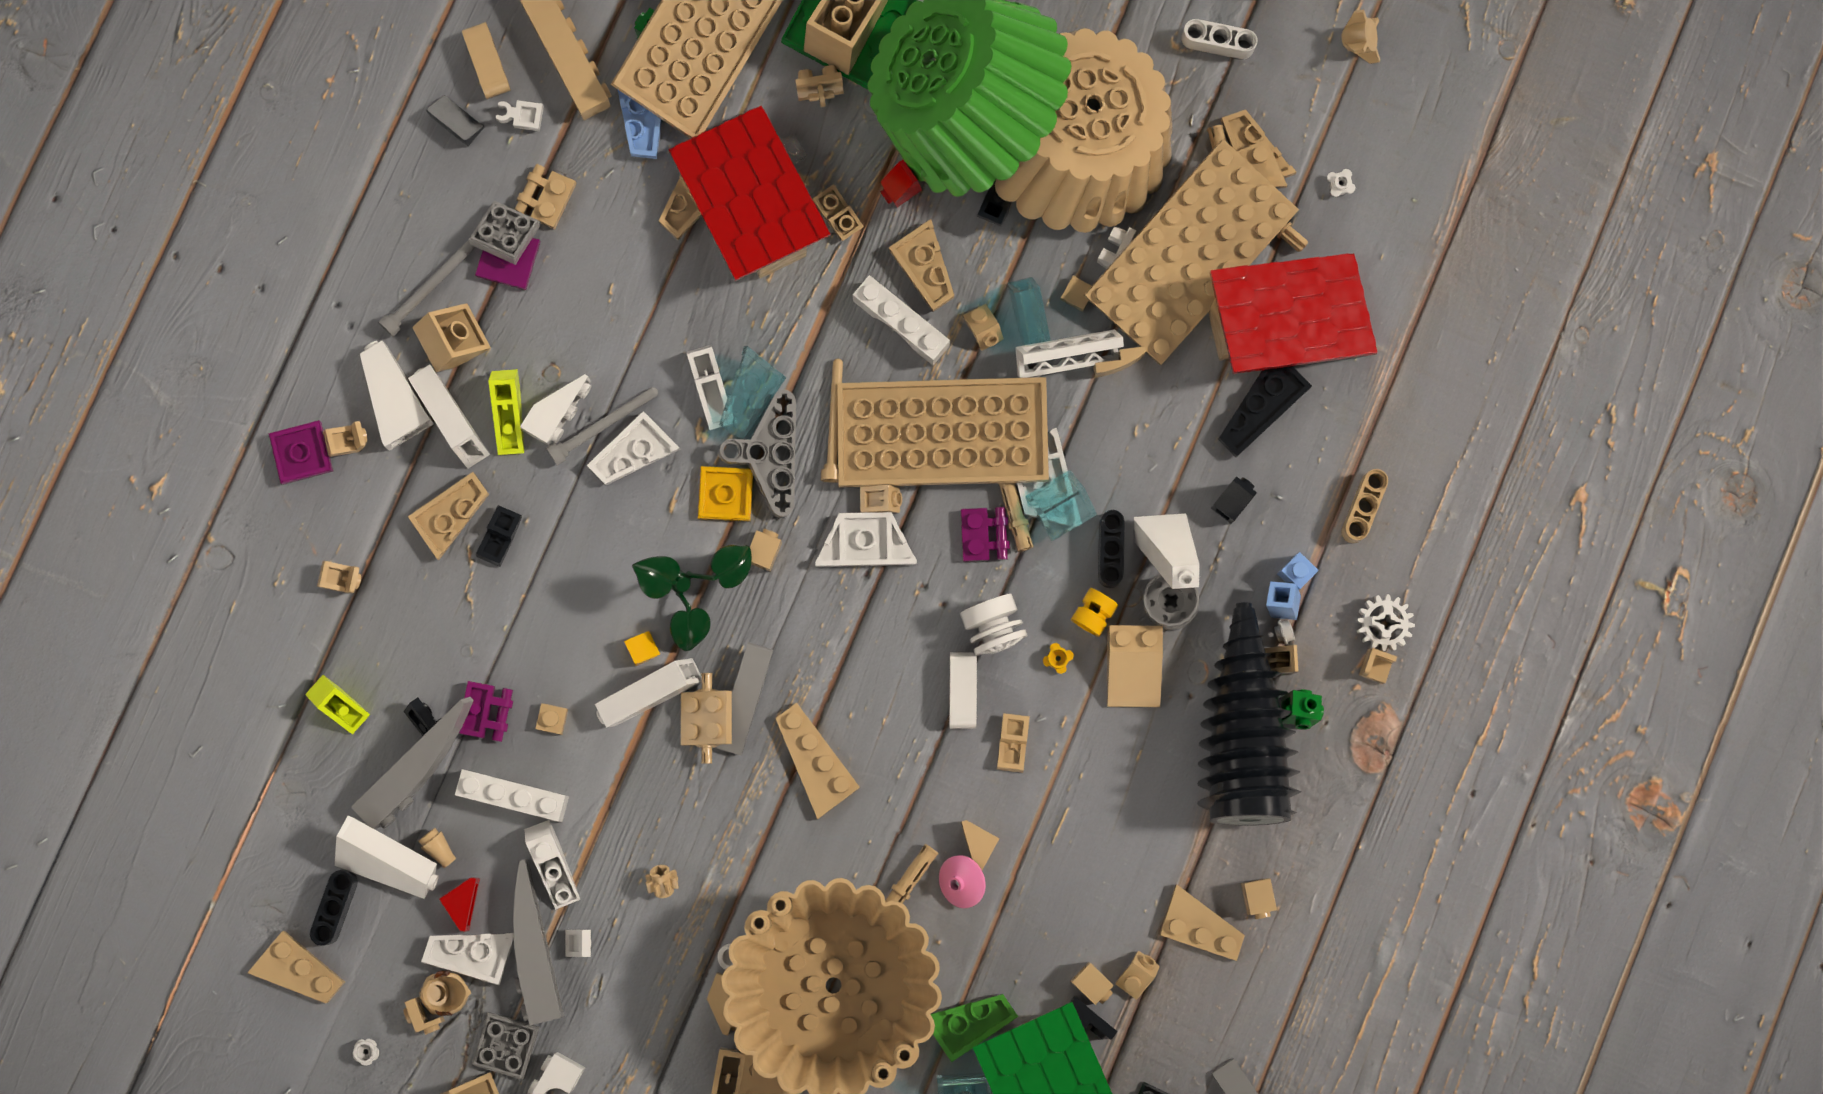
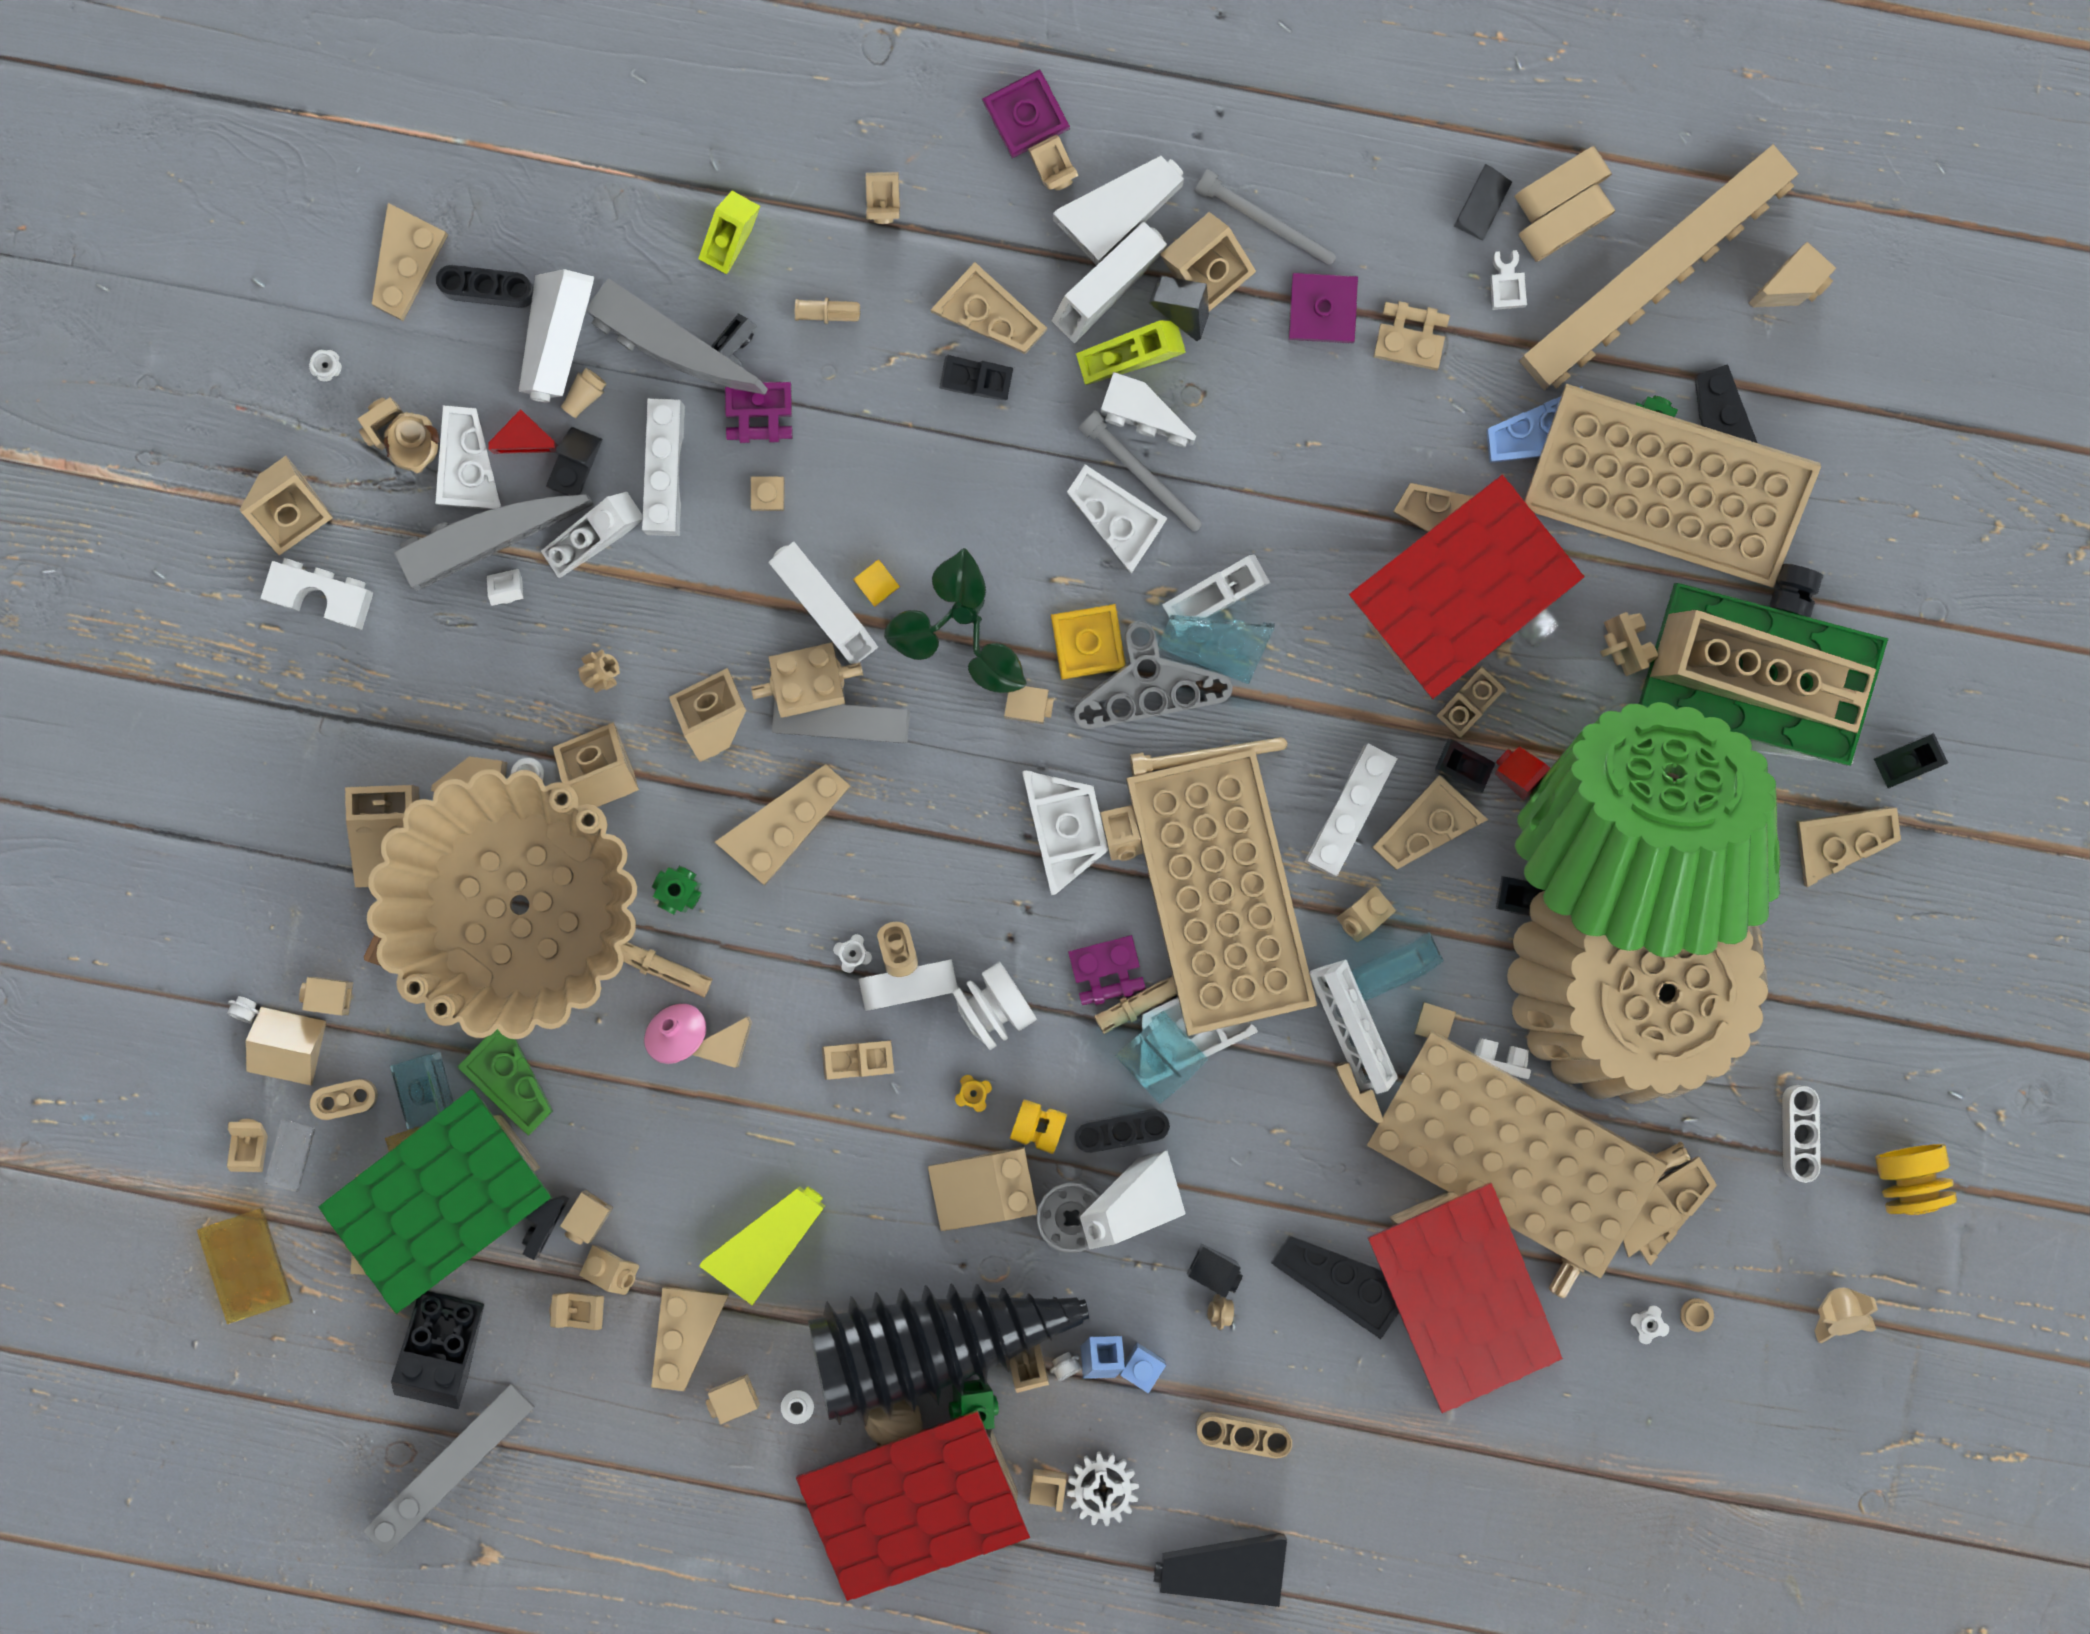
camera: 80 degrees right, 5 degrees up
(418, 640) = (827, 310): none -> tan axle
(456, 57) = (1562, 184): none -> tan beam
(479, 362) = (1182, 303): none -> black slope
(491, 867) = (574, 462): none -> black slope
(504, 232) = (1353, 296): light grey tile -> none
(505, 1045) = (367, 529): light grey tile -> none
(715, 800) = (709, 714): none -> tan slope
(735, 898) = (596, 766): none -> tan slope
(856, 864) = (689, 890): none -> green brick
(885, 227) = (1464, 766): none -> black slope
(933, 691) = (897, 949): none -> tan plate
(935, 733) = (843, 951): none -> white plate
(1142, 845) = (760, 1249): none -> neon yellow slope
(1164, 1006) = (576, 1310): none -> tan bracket
(1266, 503) = (1220, 1312): none -> tan plate
(1266, 848) = (797, 1396): none -> white plate
(1310, 775) = (902, 1423): none -> tan hair
(1340, 146) = (1697, 1314): none -> tan plate
(1370, 771) = (914, 1505): none -> red piece
(1467, 538) = (1227, 1571): none -> black slope

